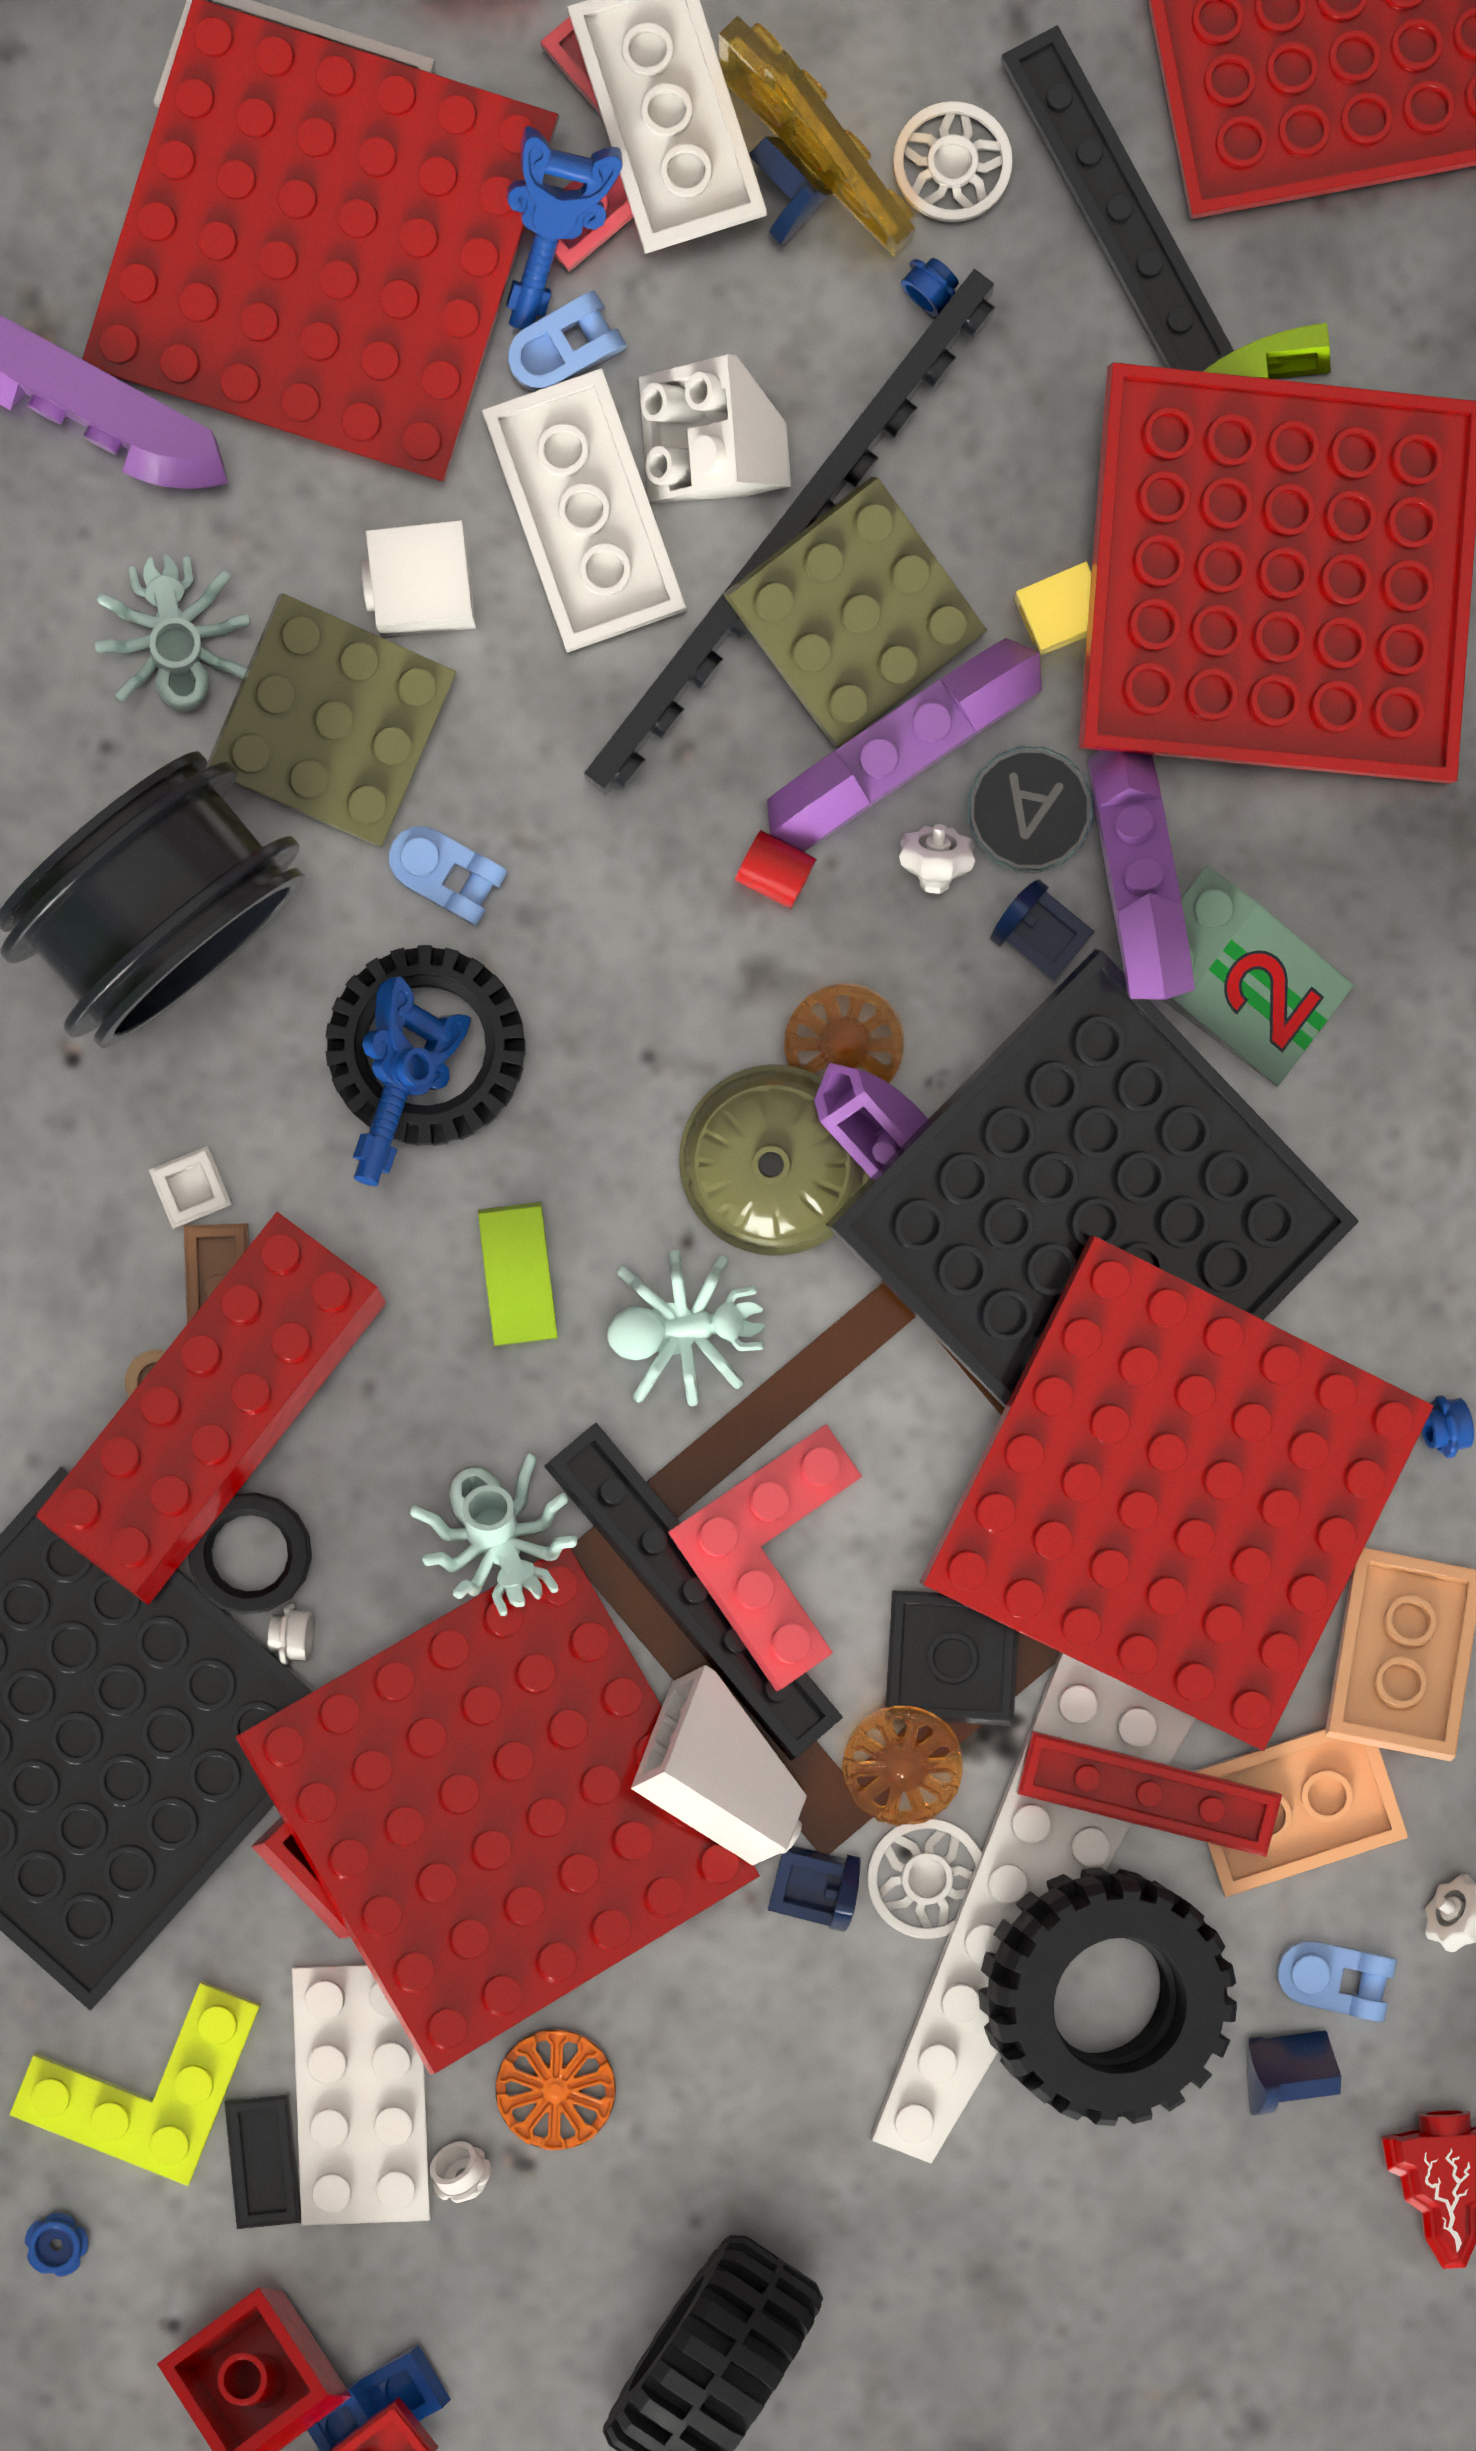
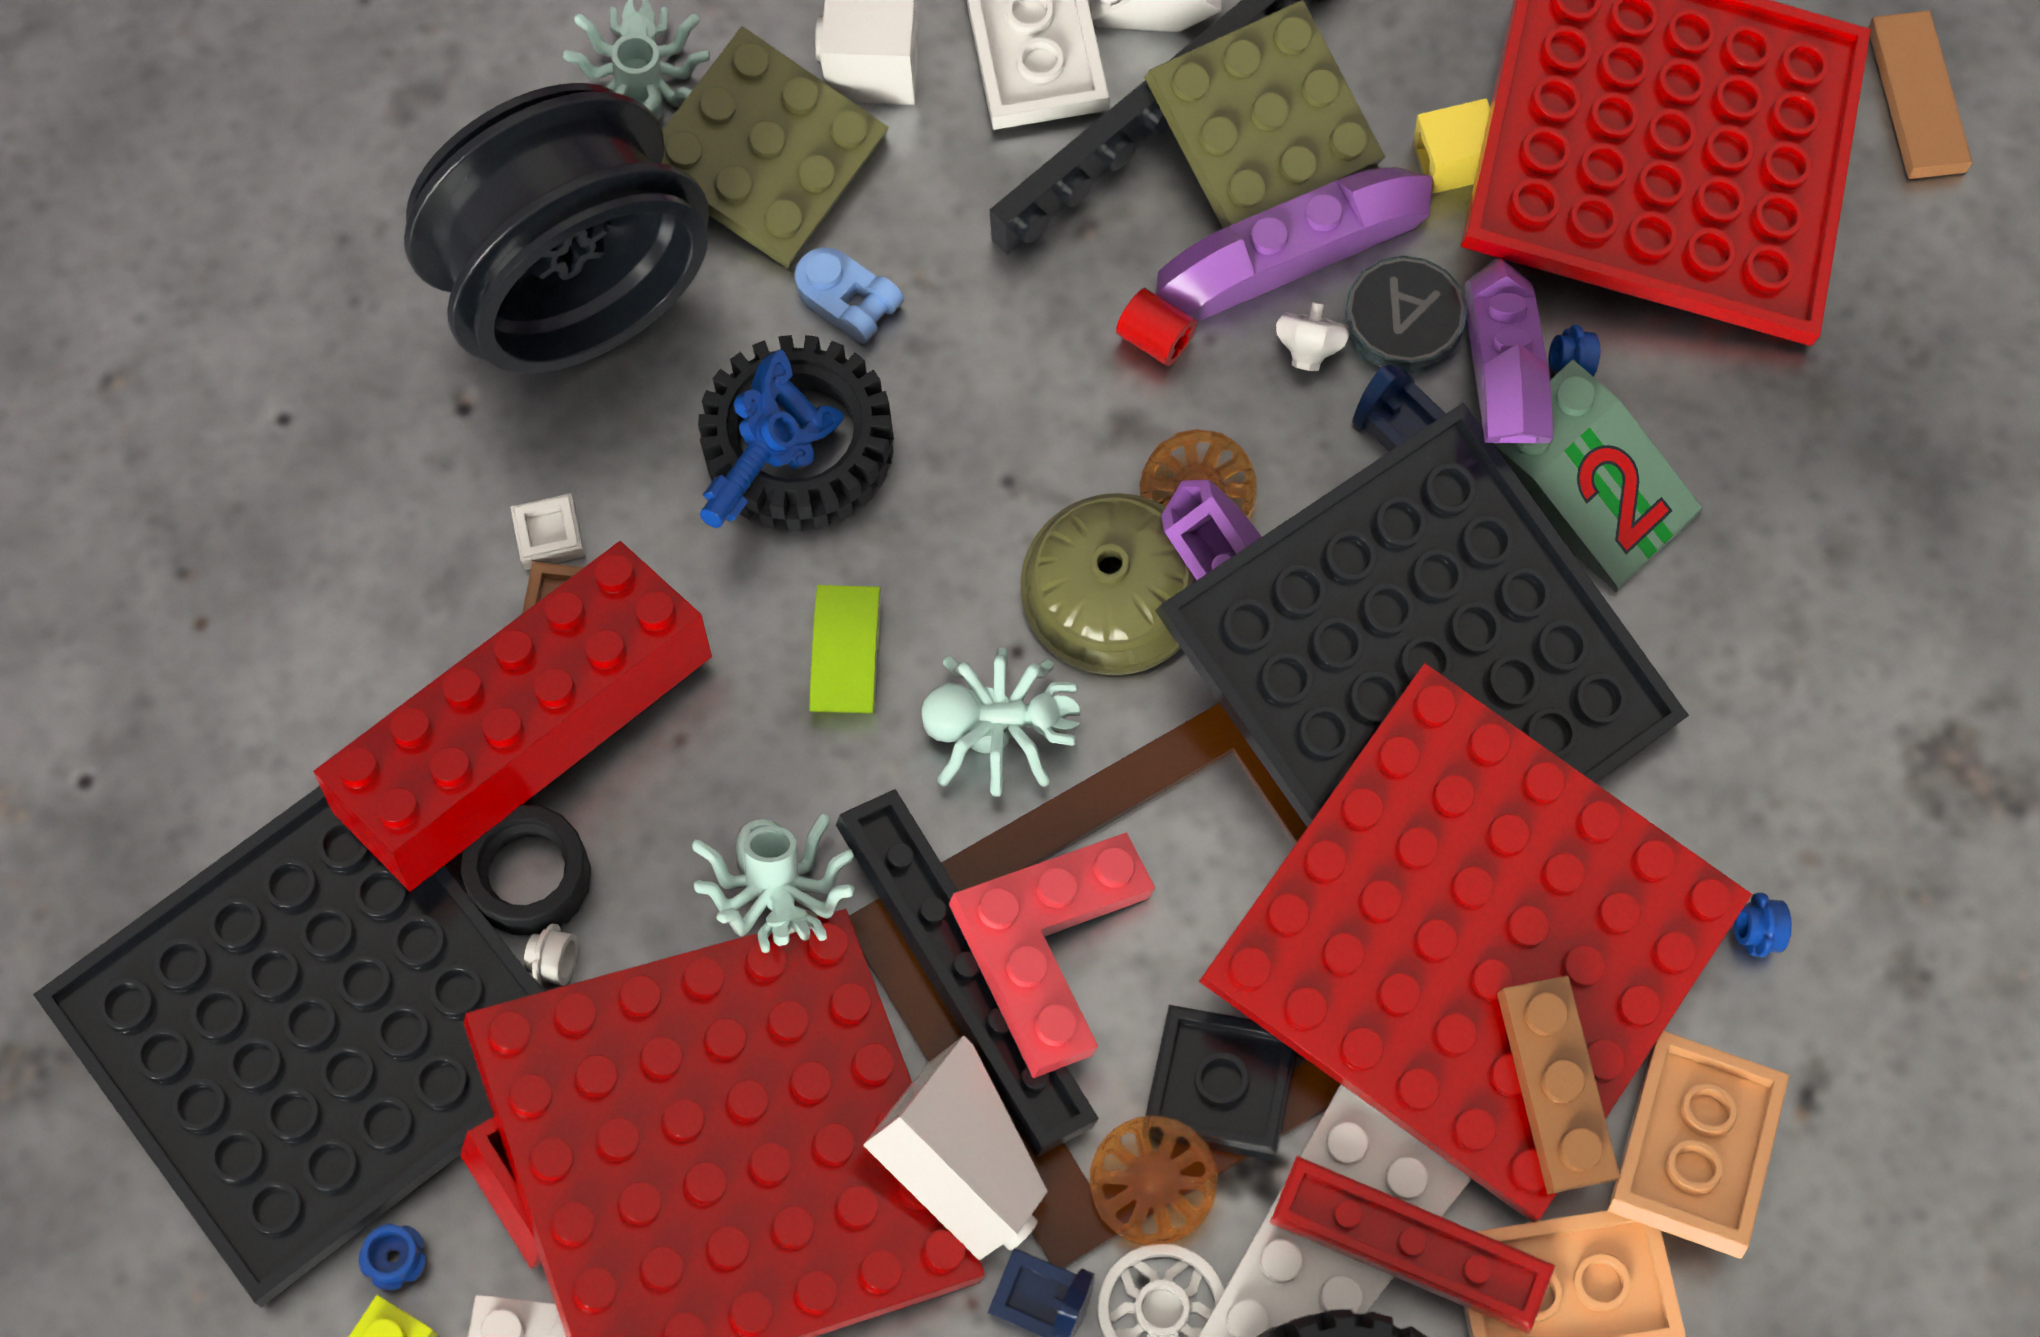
camera: 15 degrees right, 20 degrees down
(205, 1961) = (380, 1243): none -> blue plate
(1209, 837) = (1577, 346): none -> blue plate
(1267, 1631) = (1558, 1085): none -> medium nougat plate

